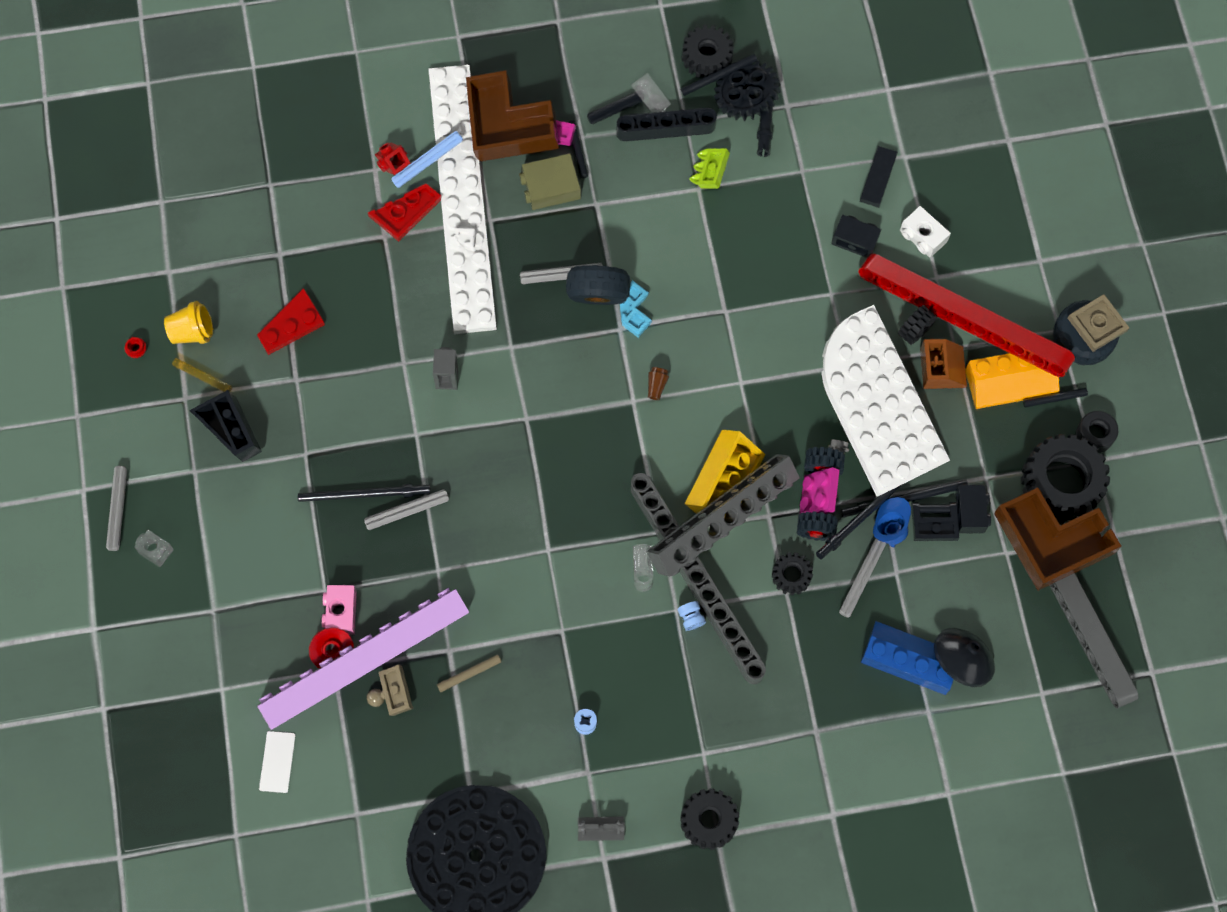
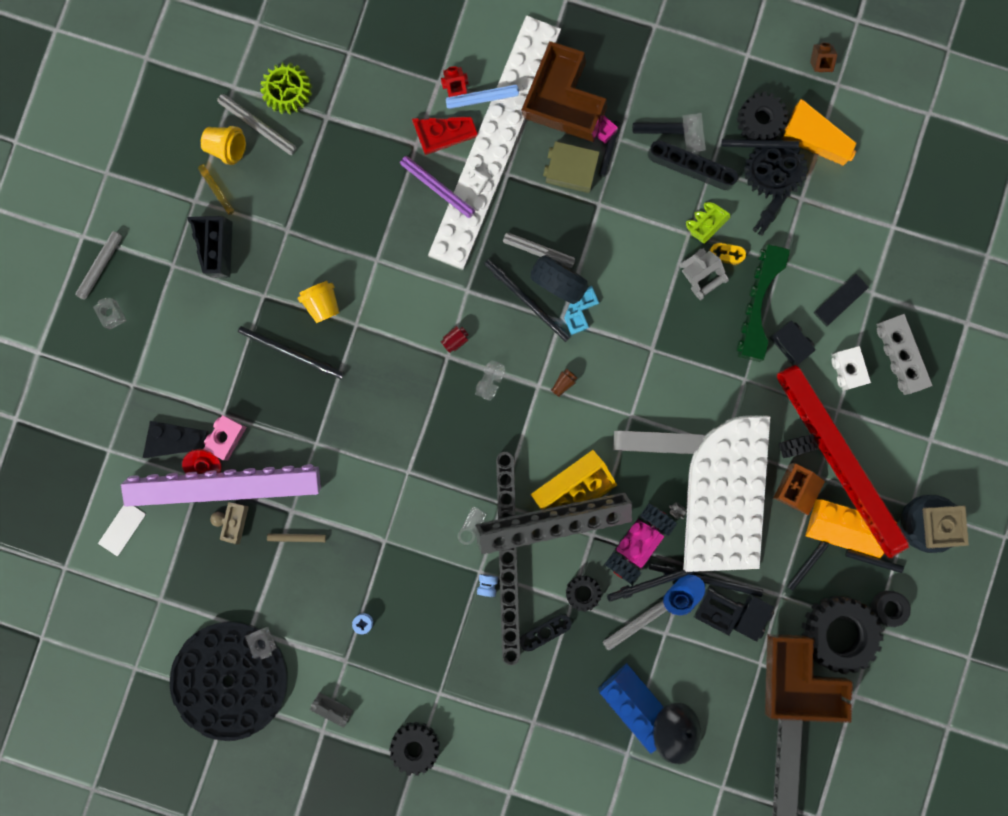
camera: 30 degrees right, 15 degrees up
(131, 343) = (174, 134): red plate -> none
(208, 247) = (286, 74): none -> lime gear
(212, 294) = (257, 124): none -> light grey axle
(284, 641) = (172, 439): none -> black wing
(291, 323) = (308, 181): red wing -> none
(369, 425) = (320, 301): none -> yellow piece
(406, 509) = (313, 382): light grey axle -> none
(428, 262) = (437, 186): none -> medium lavender axle
(445, 368) = (402, 285): dark grey brick -> none
(486, 782) = (265, 635): none -> clear brick
(525, 396) = (455, 339): none -> dark red brick
(536, 315) = (500, 274): none -> black bar
(581, 408) = (485, 387): none -> clear hinge
(726, 211) = (701, 266): none -> light grey piece
(746, 189) = (729, 249): none -> yellow beam
(770, 41) = (818, 135): none -> light orange slope
(780, 392) = (657, 442): none -> light grey beam
(790, 623) = (530, 635): none -> black beam
(818, 252) = (754, 341): none -> dark green arch
(963, 184) = (913, 359): none -> light grey brick
(995, 433) = (807, 566): none -> black bar

